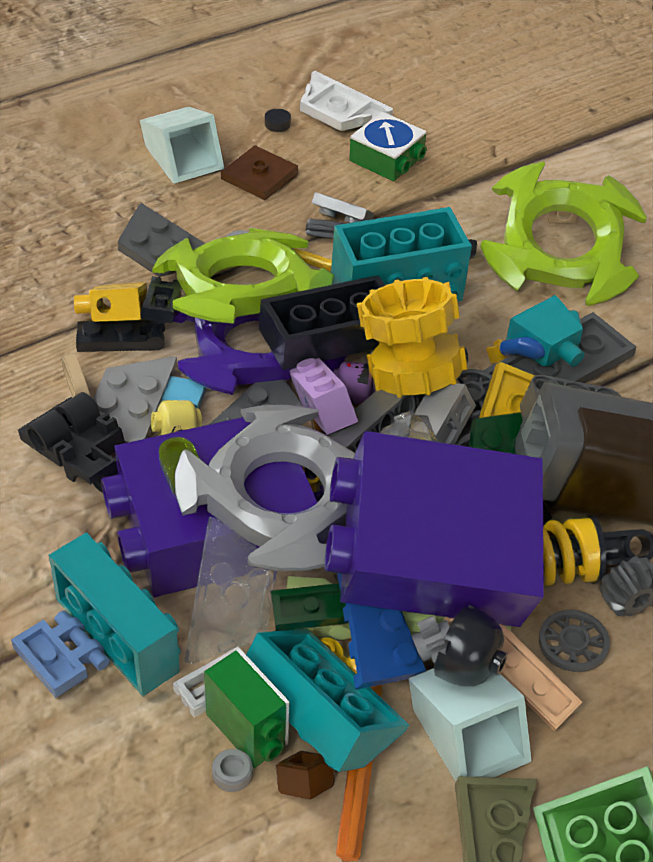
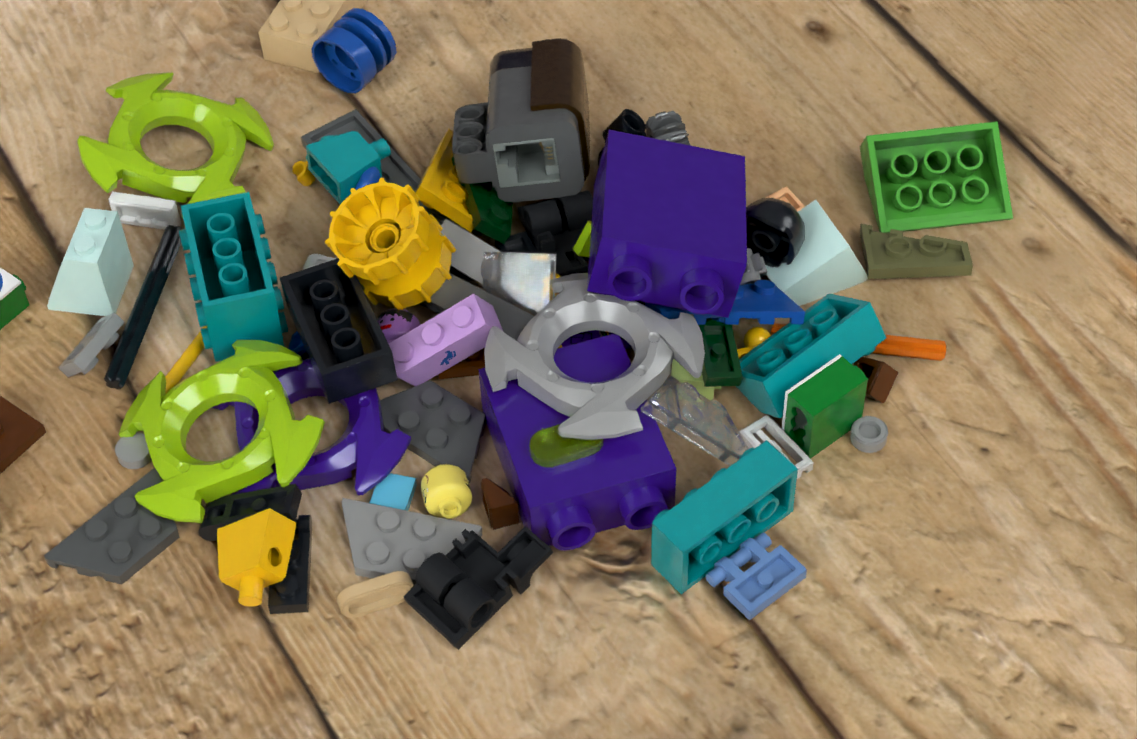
camera: 85 degrees left, 5 degrees up
(414, 184) = (93, 266): none -> light aqua slope
(492, 224) = (145, 210): none -> white plate

